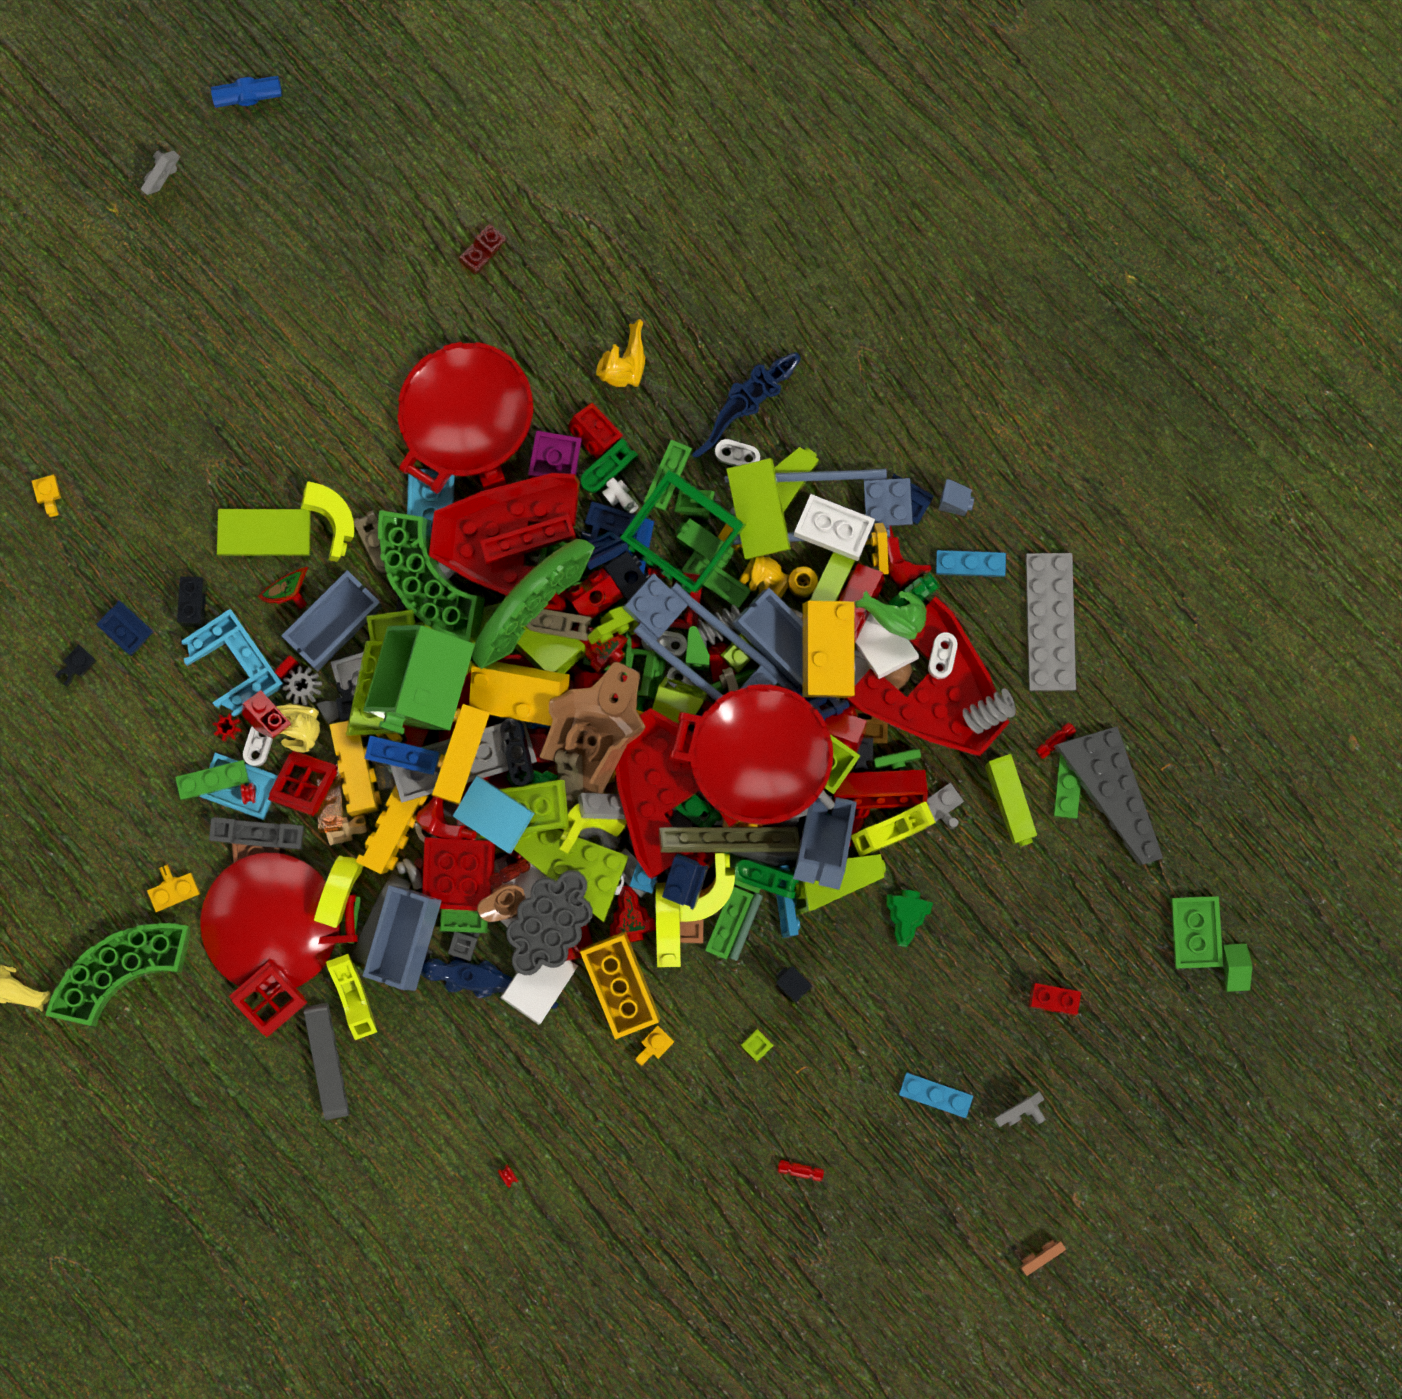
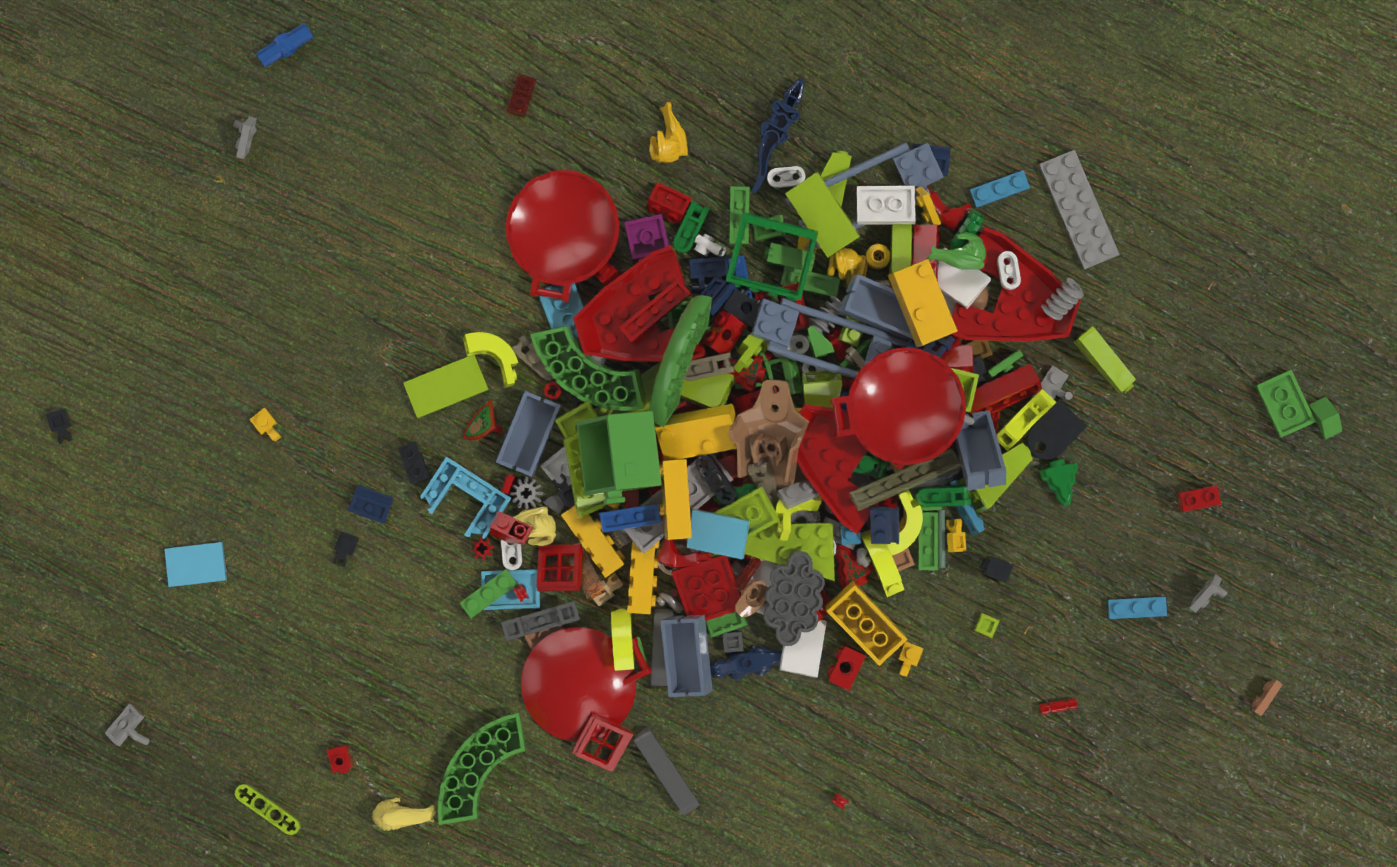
camera: 20 degrees left, 5 degrees up
(172, 890) = (493, 689): yellow plate -> none
(352, 996) = (666, 715): neon yellow arch -> none
(374, 580) = (547, 388): none -> red bush
(570, 1040) = (846, 679): none -> red brick
(646, 910) = (861, 557): none -> light grey arm
(762, 933) = (956, 539): none -> yellow plate
(924, 858) = (1055, 430): none -> black tile
(956, 498) = (968, 143): sand blue slope -> none
(1057, 738) = (1119, 300): red axle -> none
(1067, 791) = (1142, 328): bright green plate -> none
(1111, 784) = (1176, 317): dark grey wing -> none

